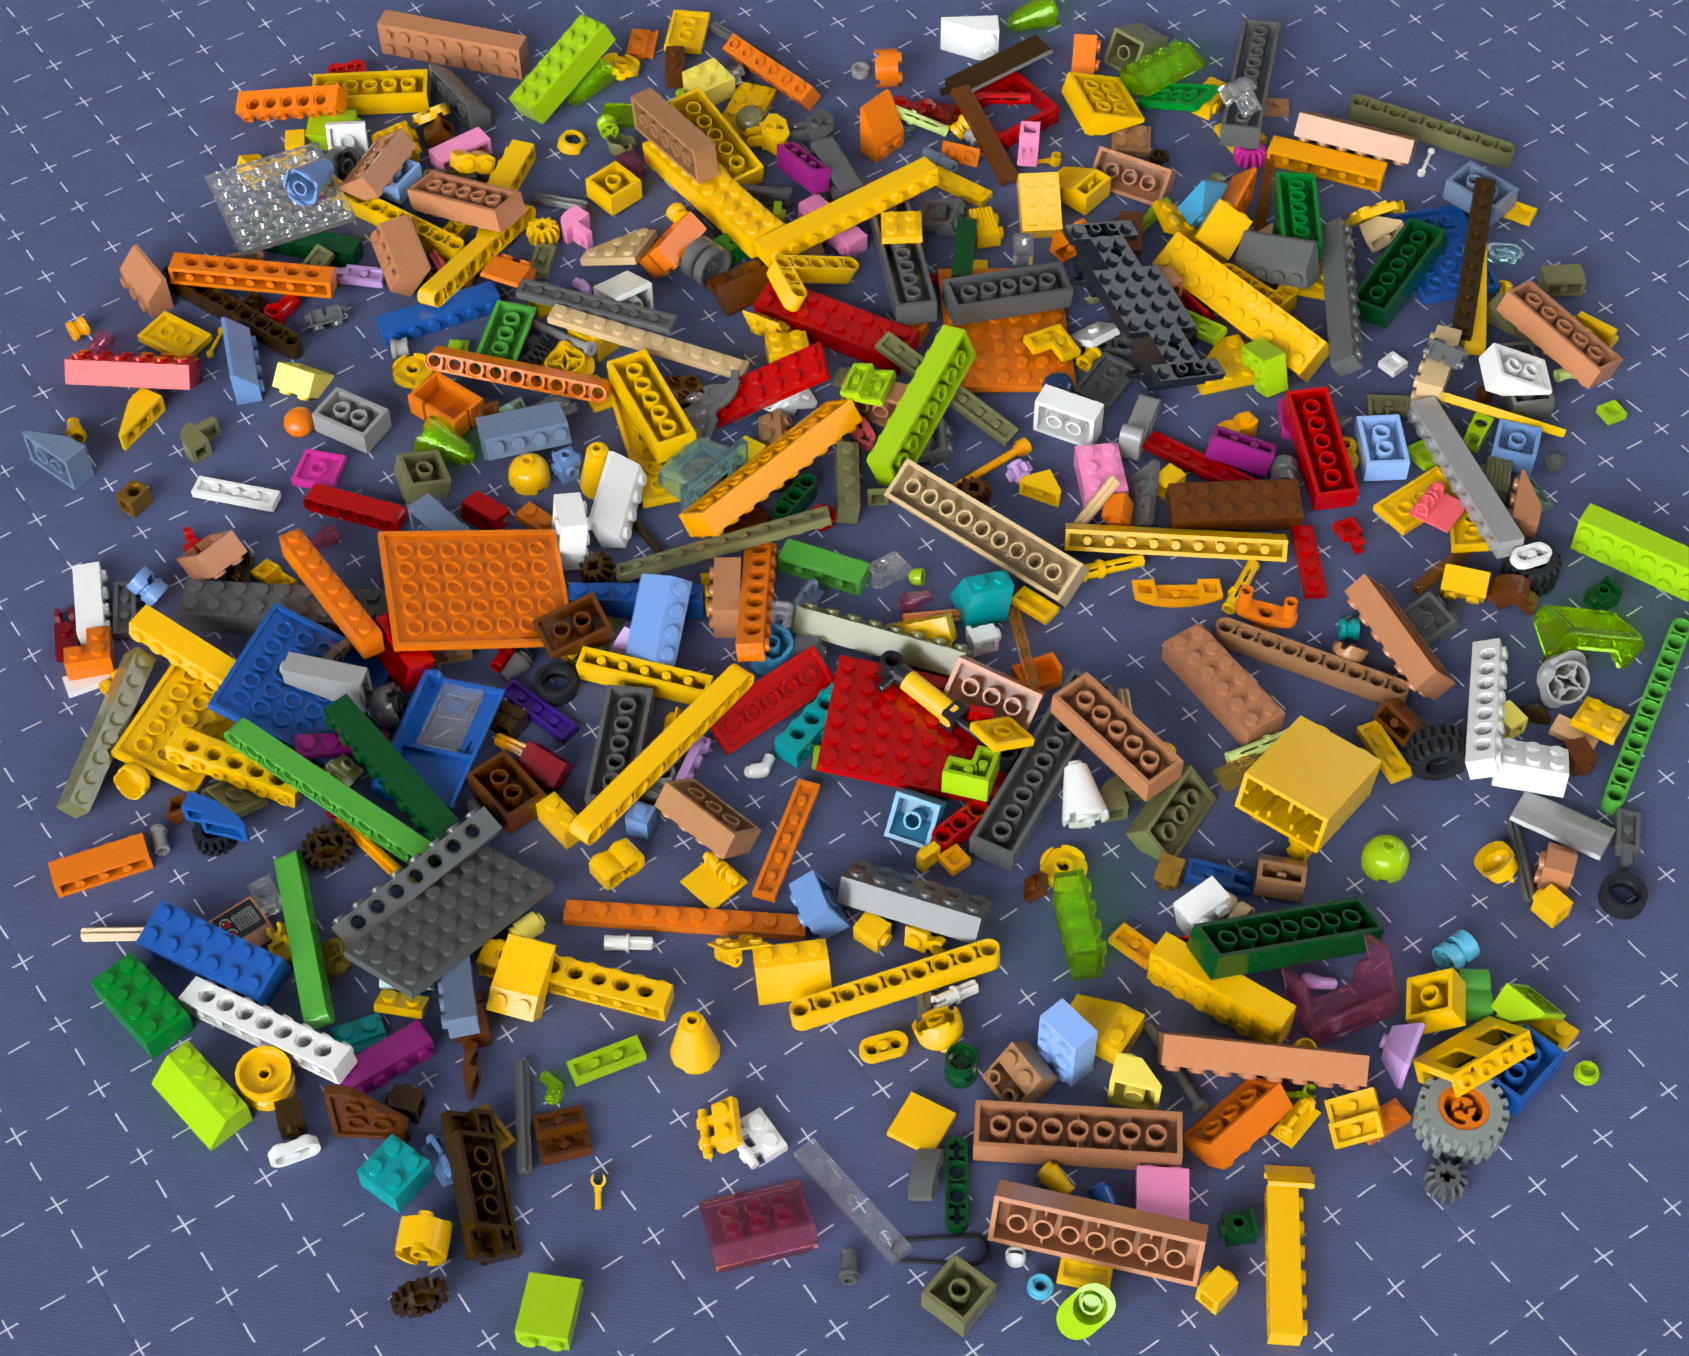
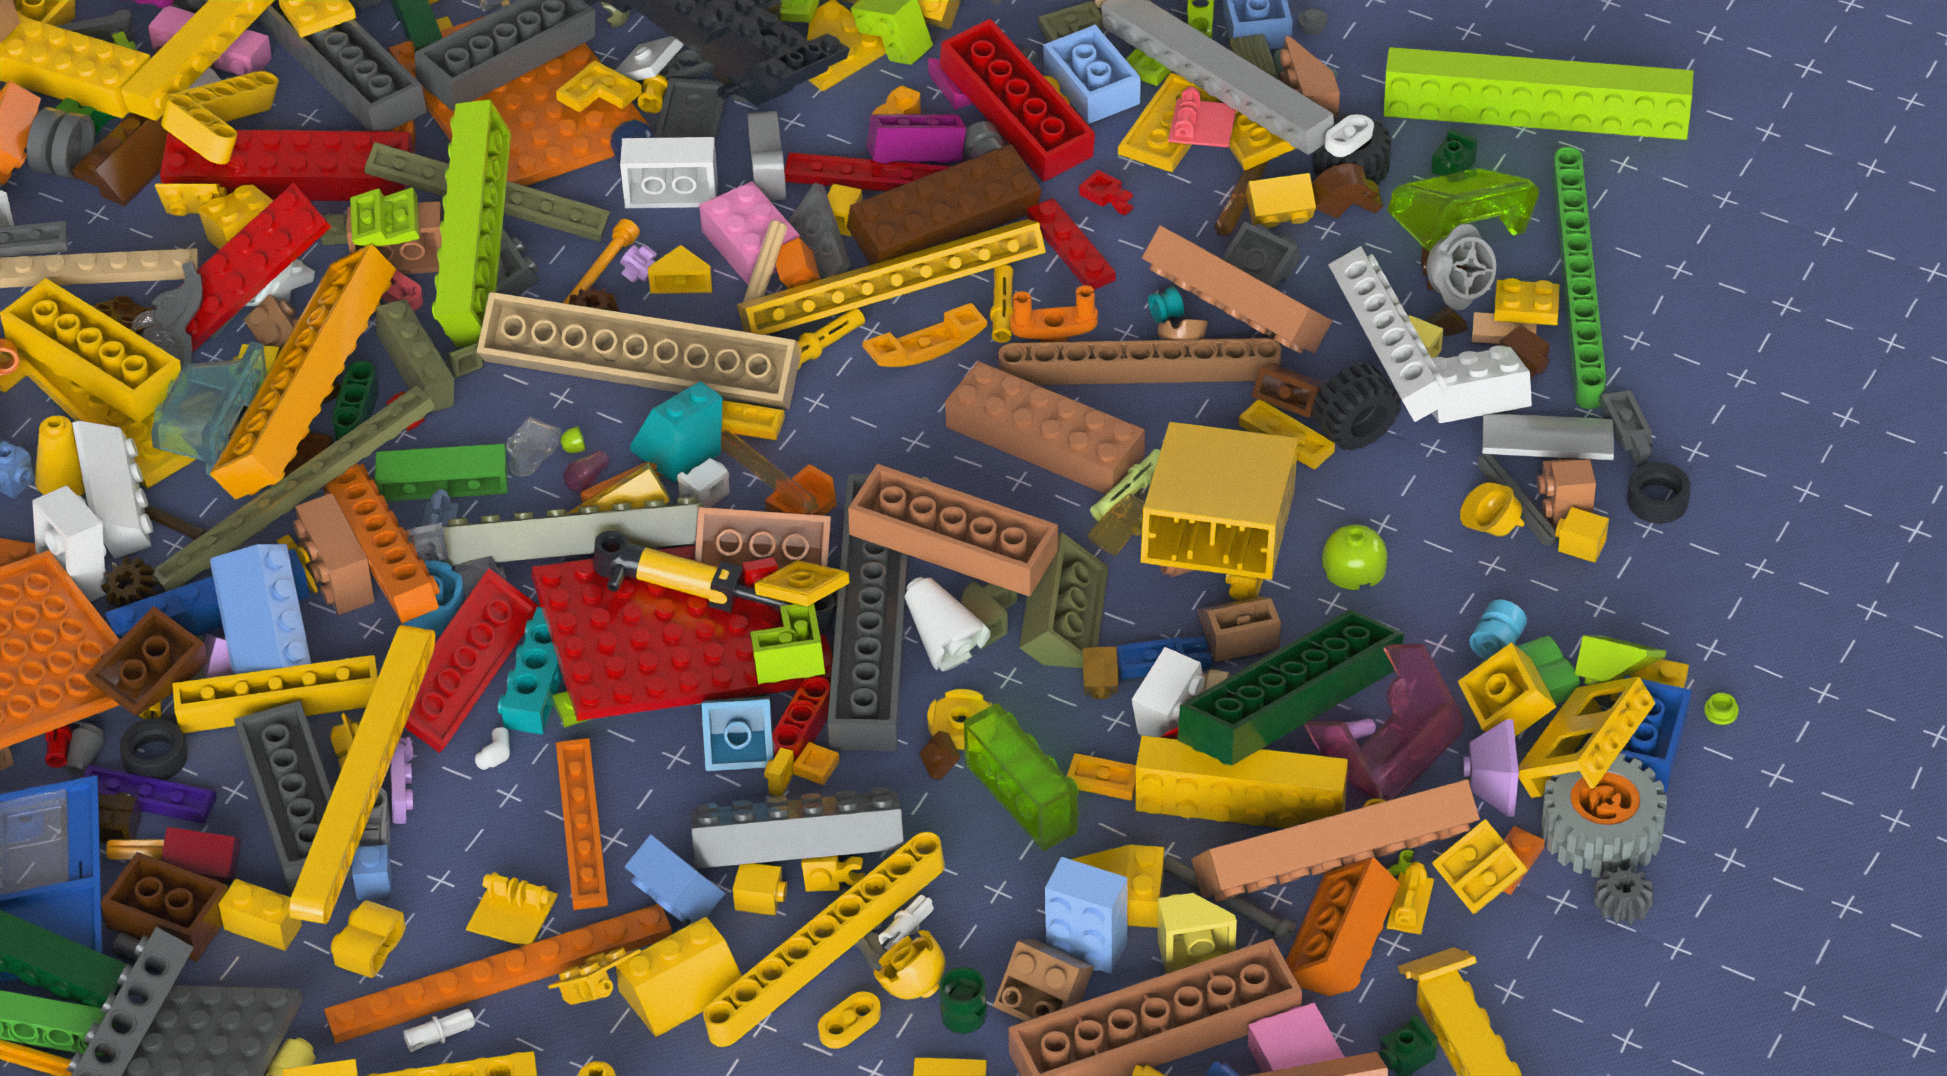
camera: 25 degrees left, 5 degrees down
(707, 818) = (464, 833): medium nougat brick -> none

